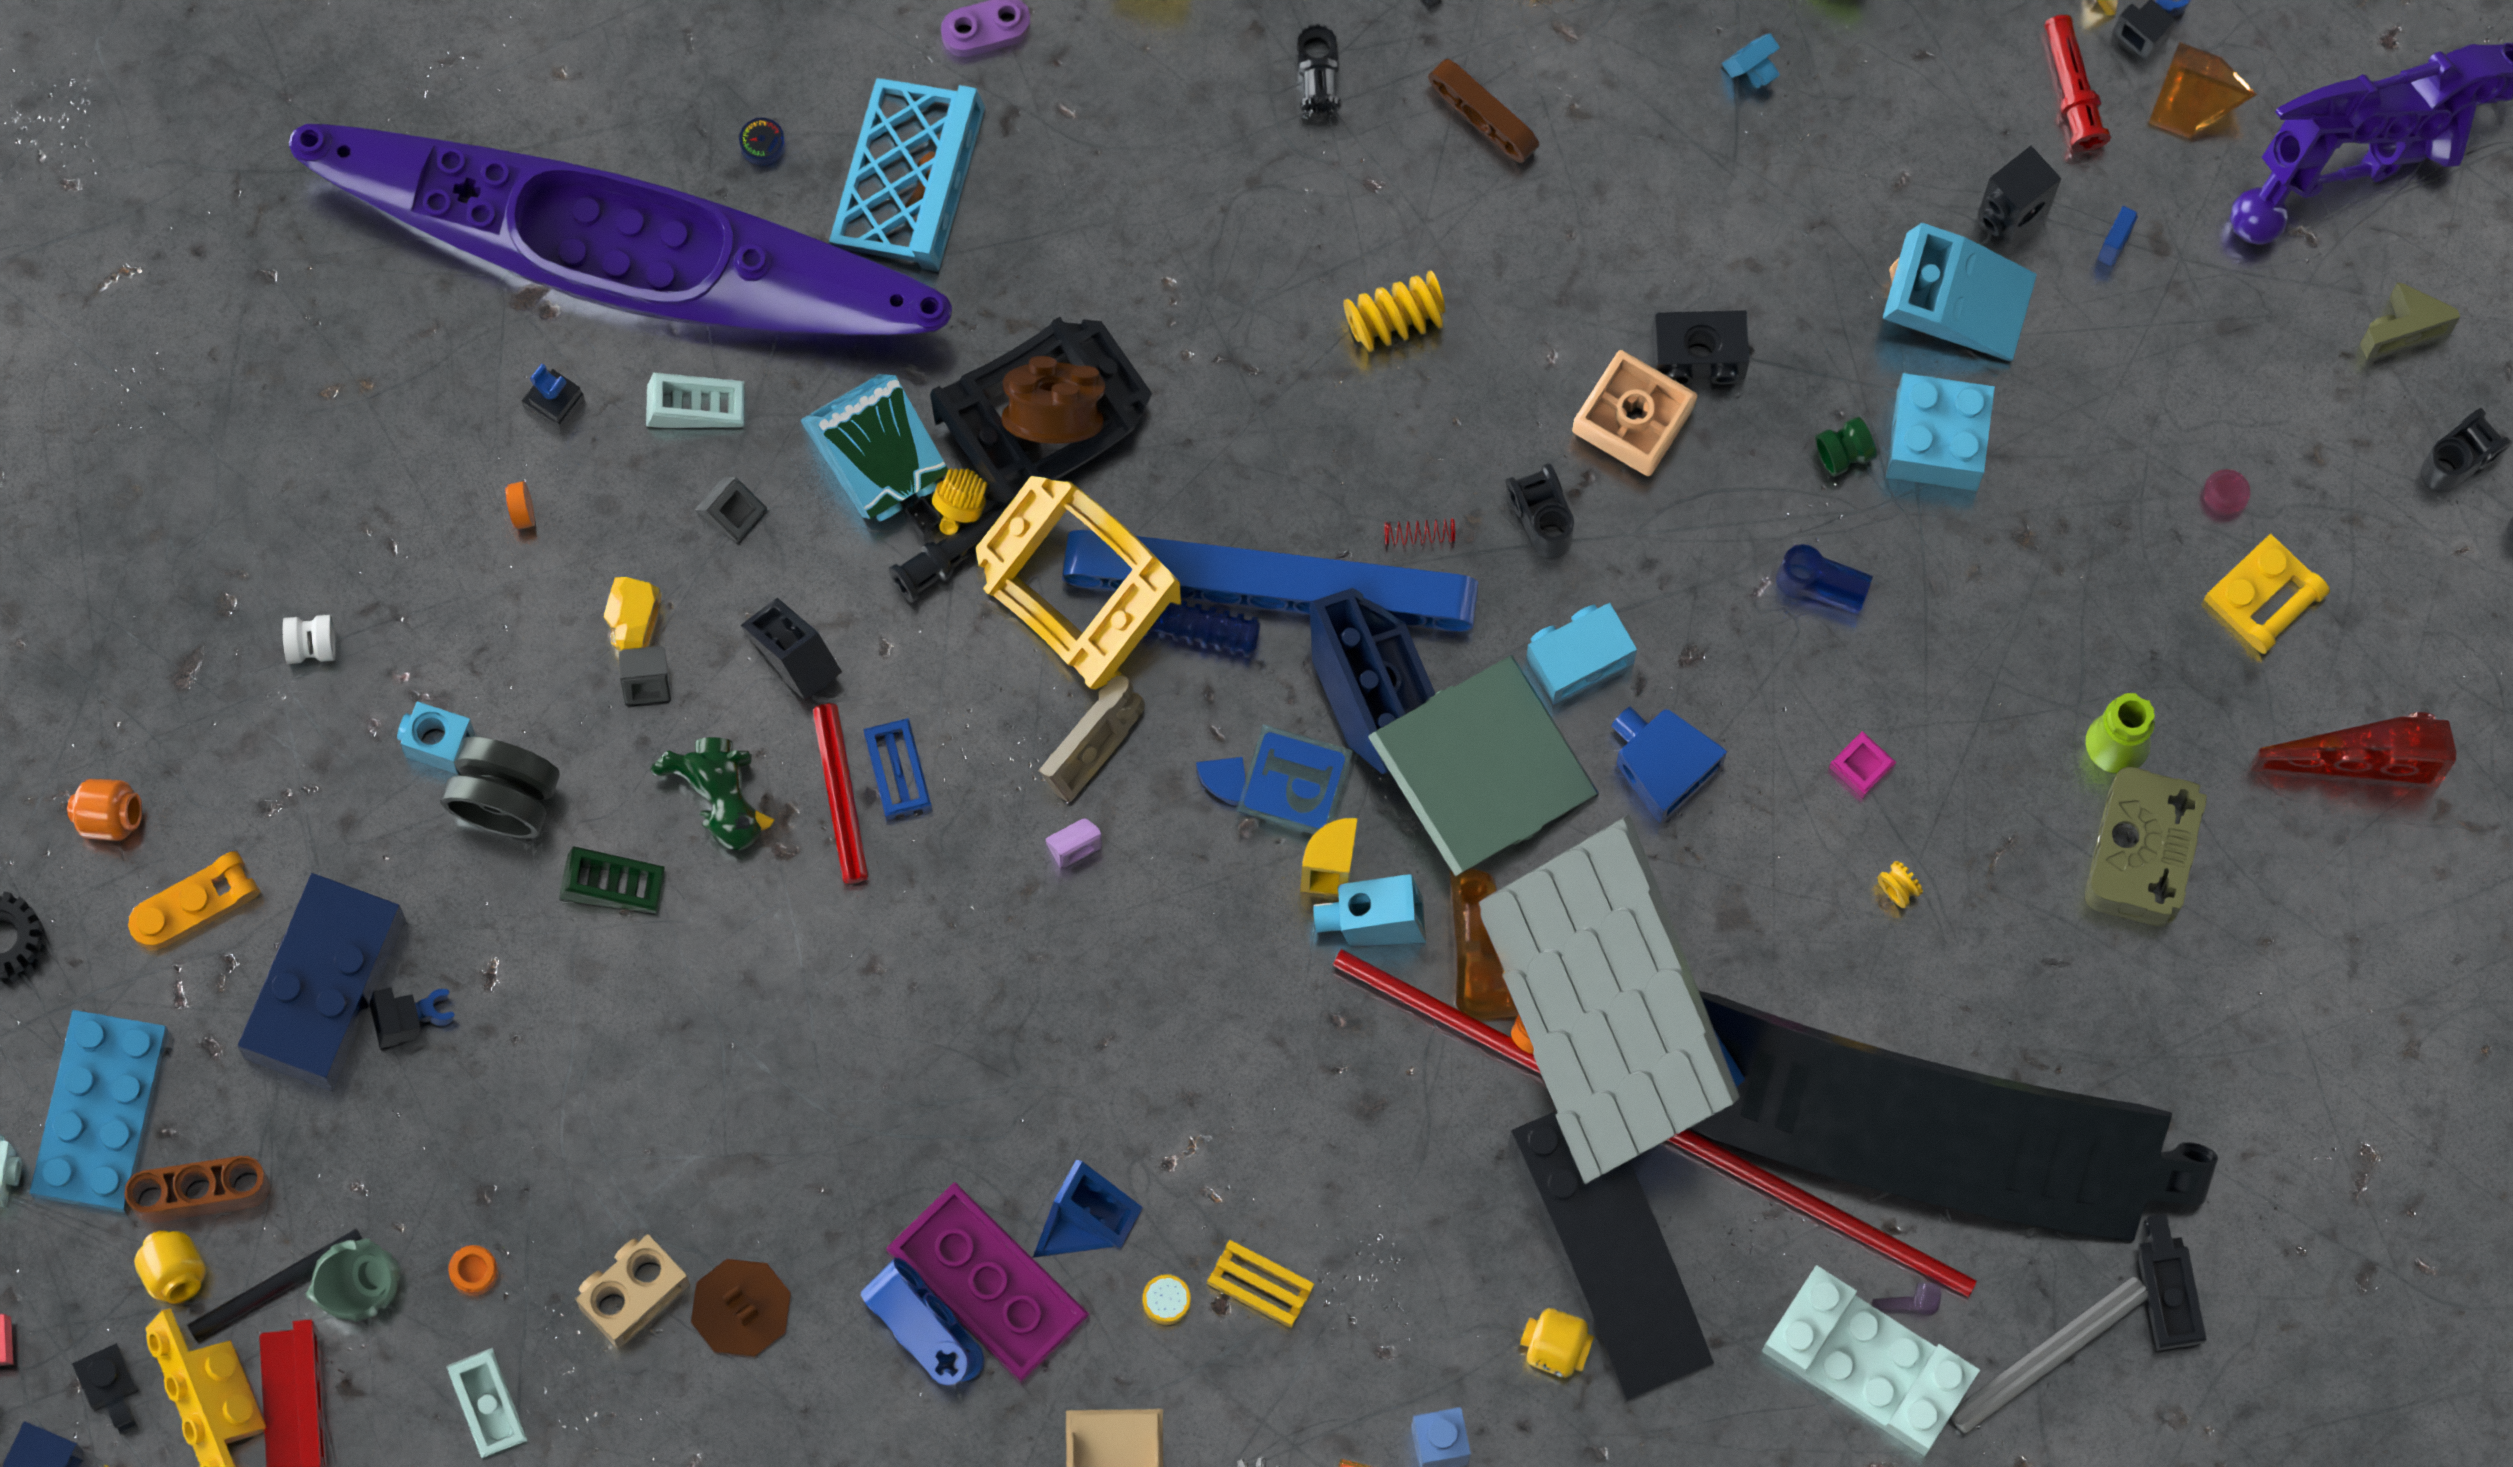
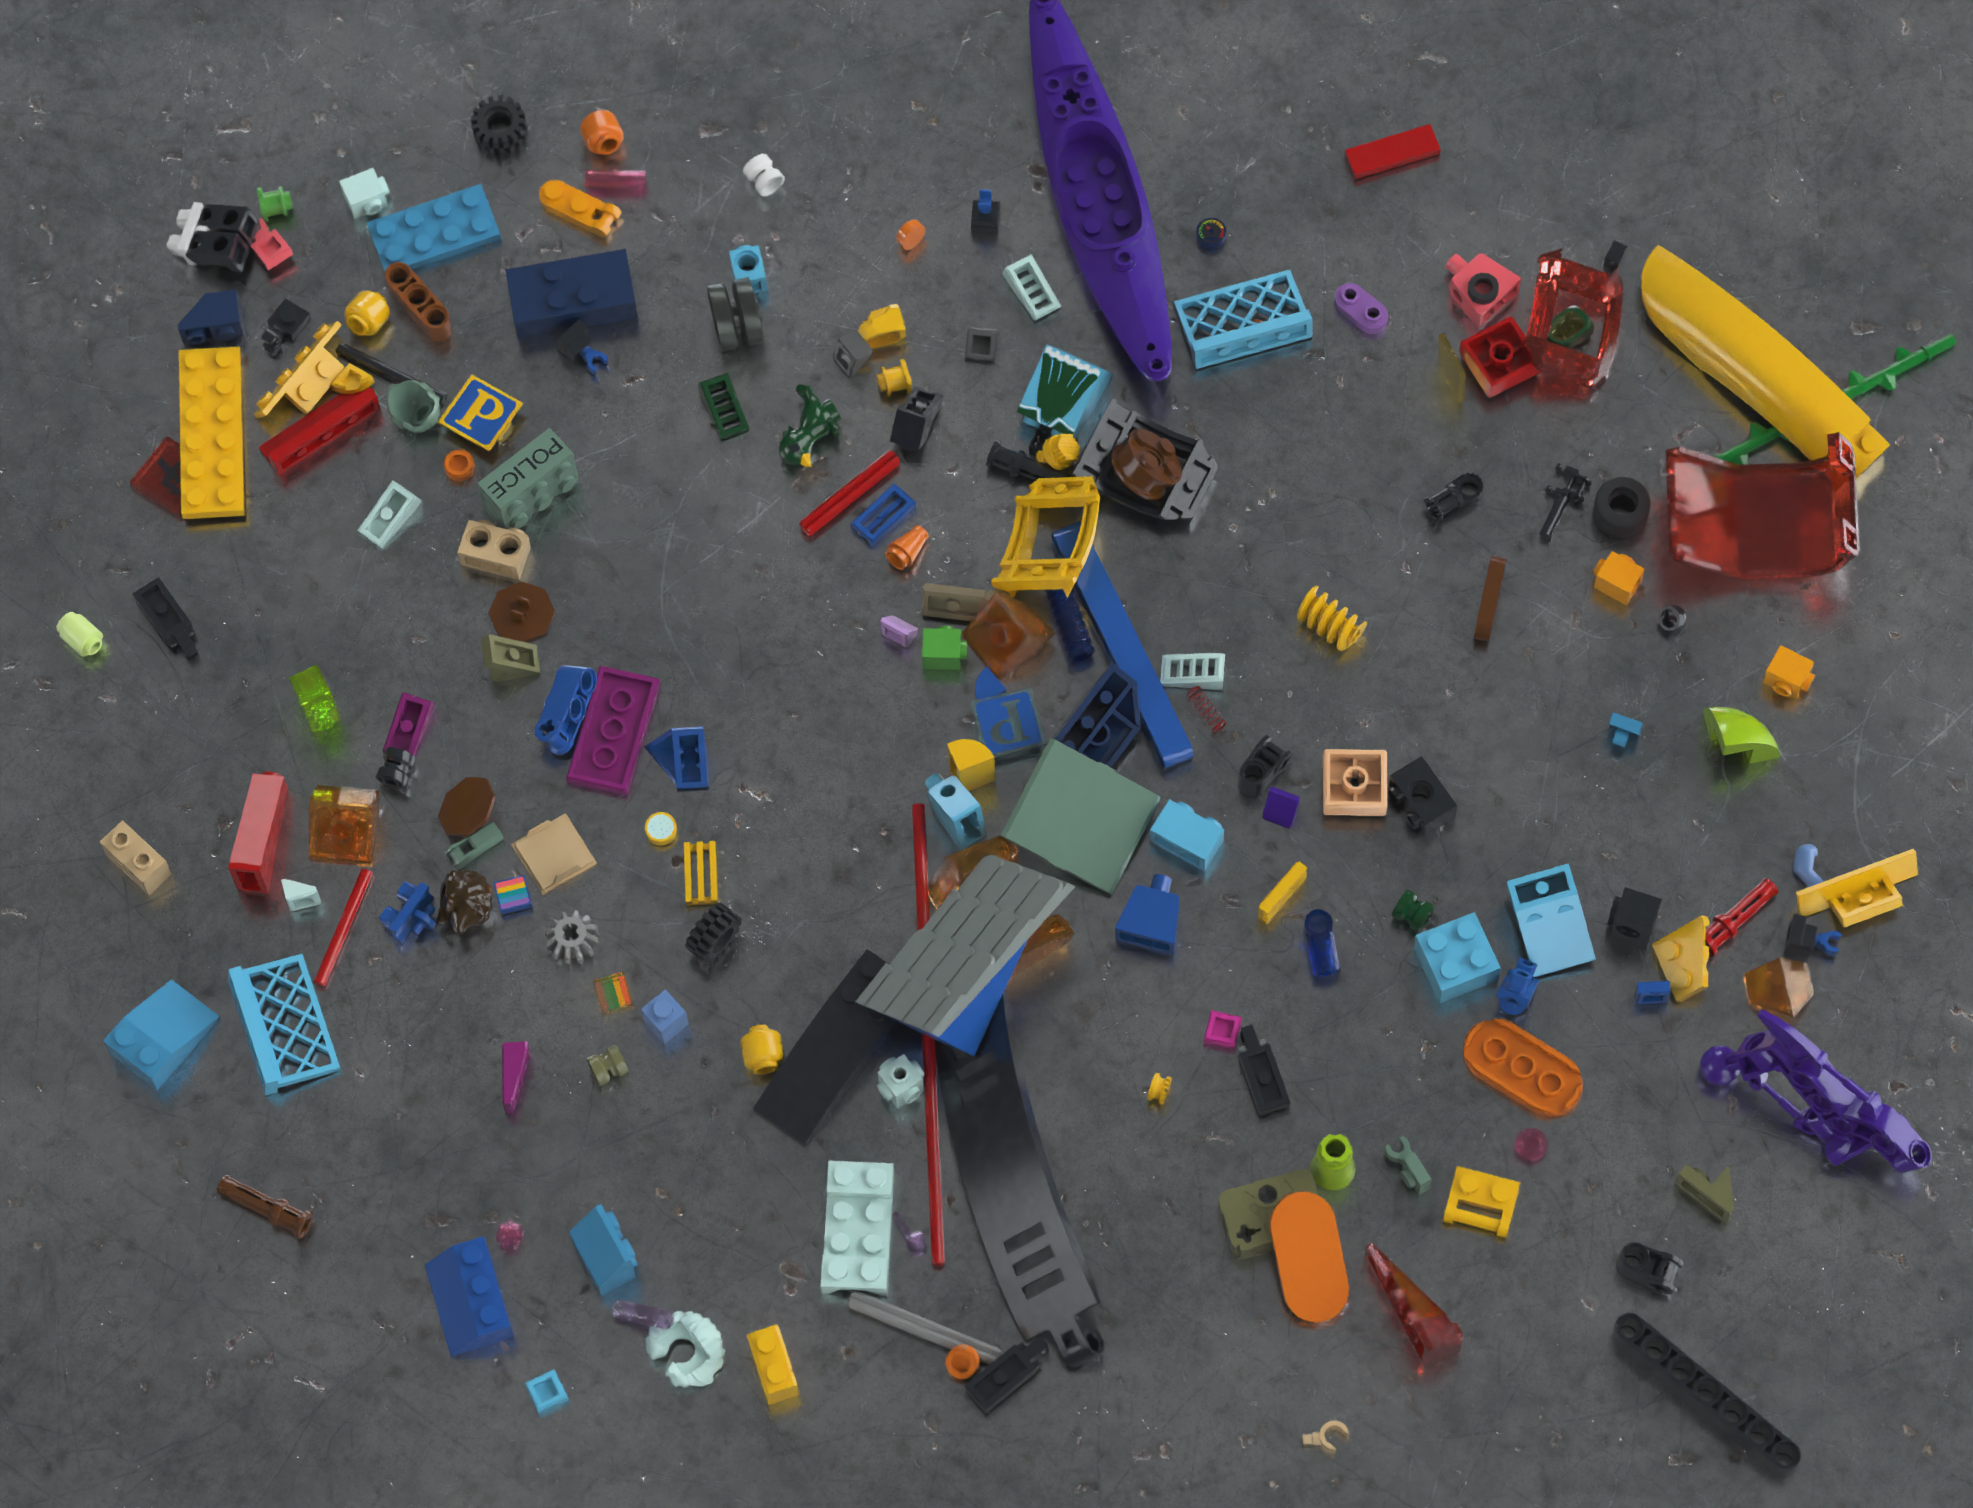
camera: 65 degrees right, 5 degrees down
(184, 831) = (615, 179): none -> clear pink pin
(255, 1342) = (352, 380): none -> yellow tile
(419, 1198) = (480, 413): none -> piece
(572, 1189) = (528, 481): none -> sand green brick
(717, 643) = (894, 379): none -> yellow brick
(806, 1357) = (509, 658): none -> olive slope
(967, 768) = (905, 549): none -> orange cone
(1138, 801) = (943, 648): none -> bright green brick
(1169, 712) = (1007, 634): none -> clear orange slope
(1366, 1312) = (713, 933): none -> black tyre
(1381, 484) = (1205, 660): none -> light aqua slope
(1611, 520) = (1281, 807): none -> dark purple slope
(1701, 1208) = (900, 1090): none -> light aqua brick
(1727, 585) = (1282, 892): none -> yellow tile
(1949, 749) = (1262, 1072): none -> black hinge
(2023, 382) = (1518, 987): none -> blue hips
(2098, 172) = (1685, 958): none -> yellow wing
(2120, 443) = (1523, 1067): none -> orange tile
(2123, 1332) = (962, 1361): none -> orange tile
(2186, 647) = (1413, 1171): none -> sand green plate
(2234, 833) = (1309, 1256): none -> orange tile
(2462, 960) = (1318, 1438): none -> tan piece

